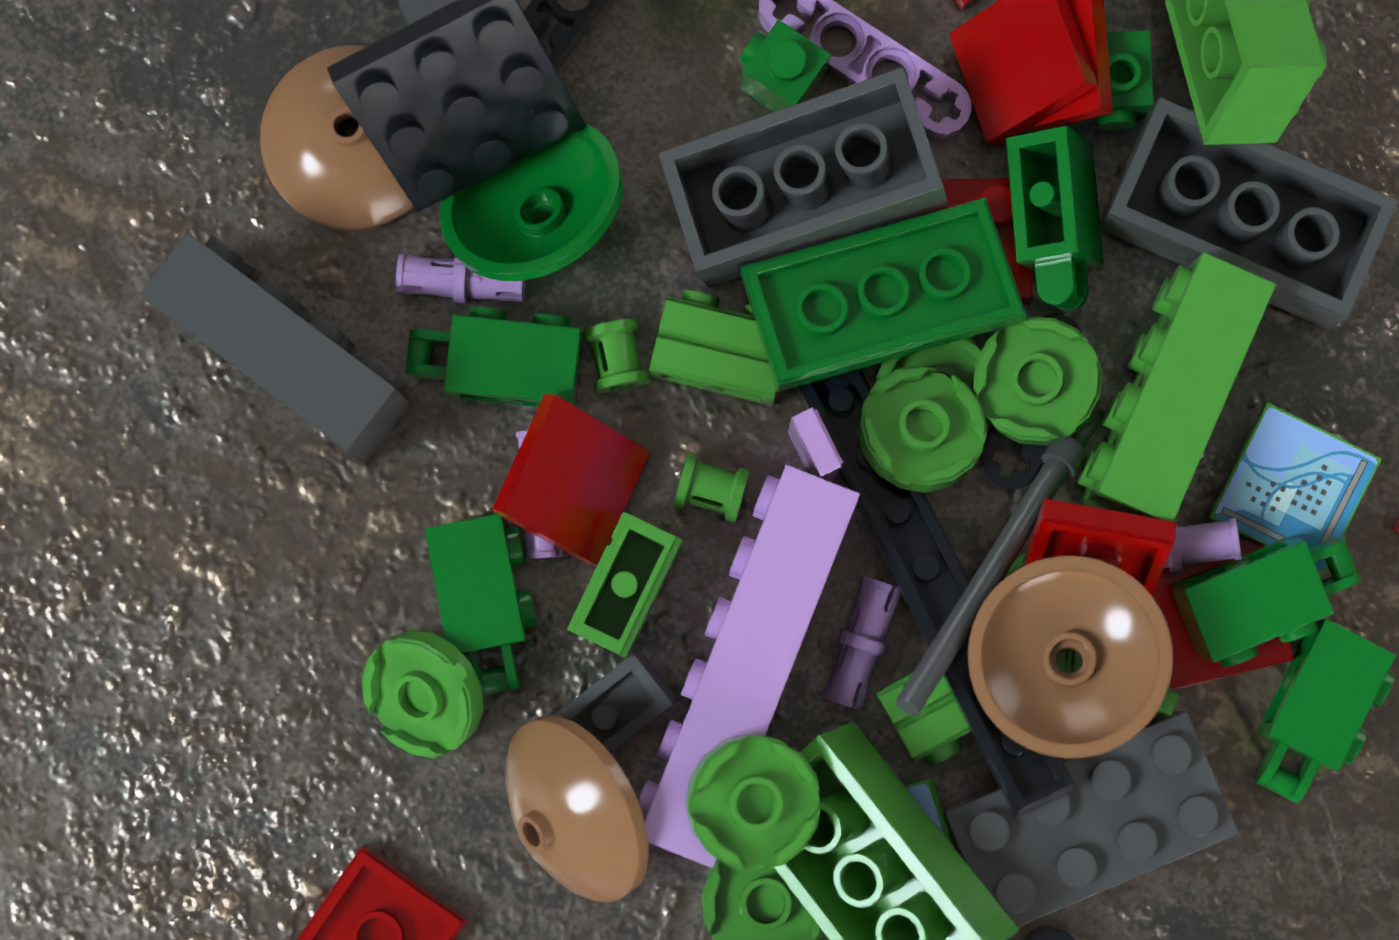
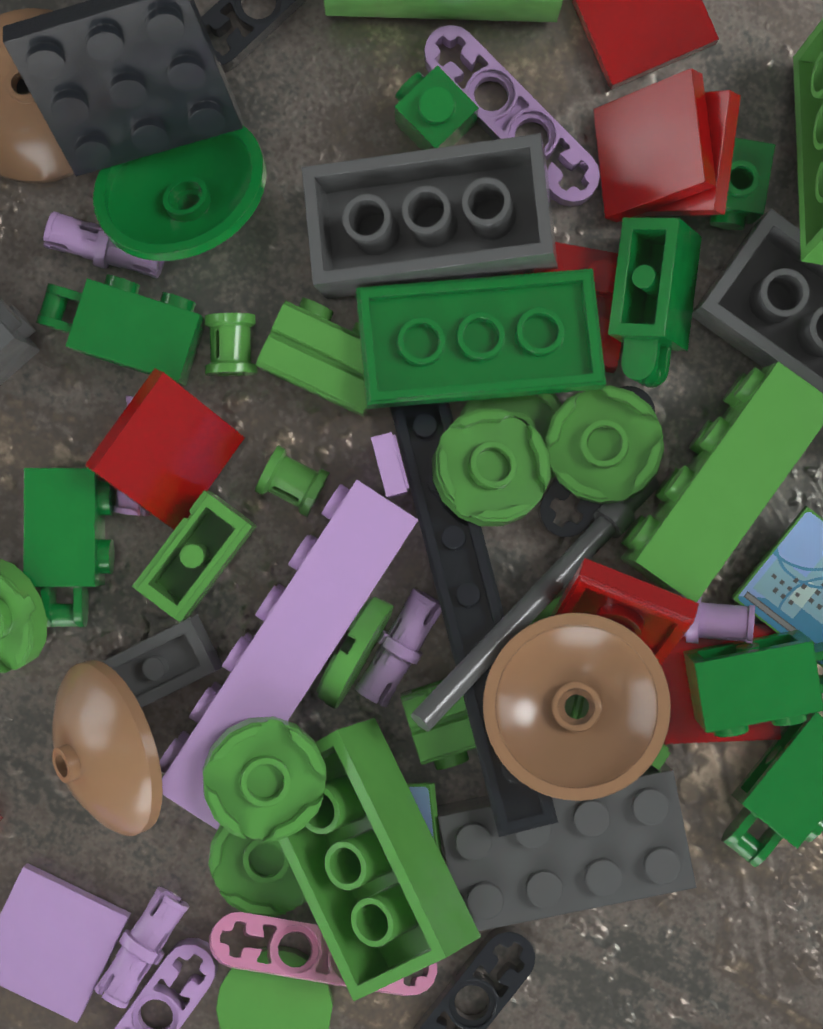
camera: 10 degrees right, 5 degrees up
(817, 654) = (354, 652): none -> bright green tile

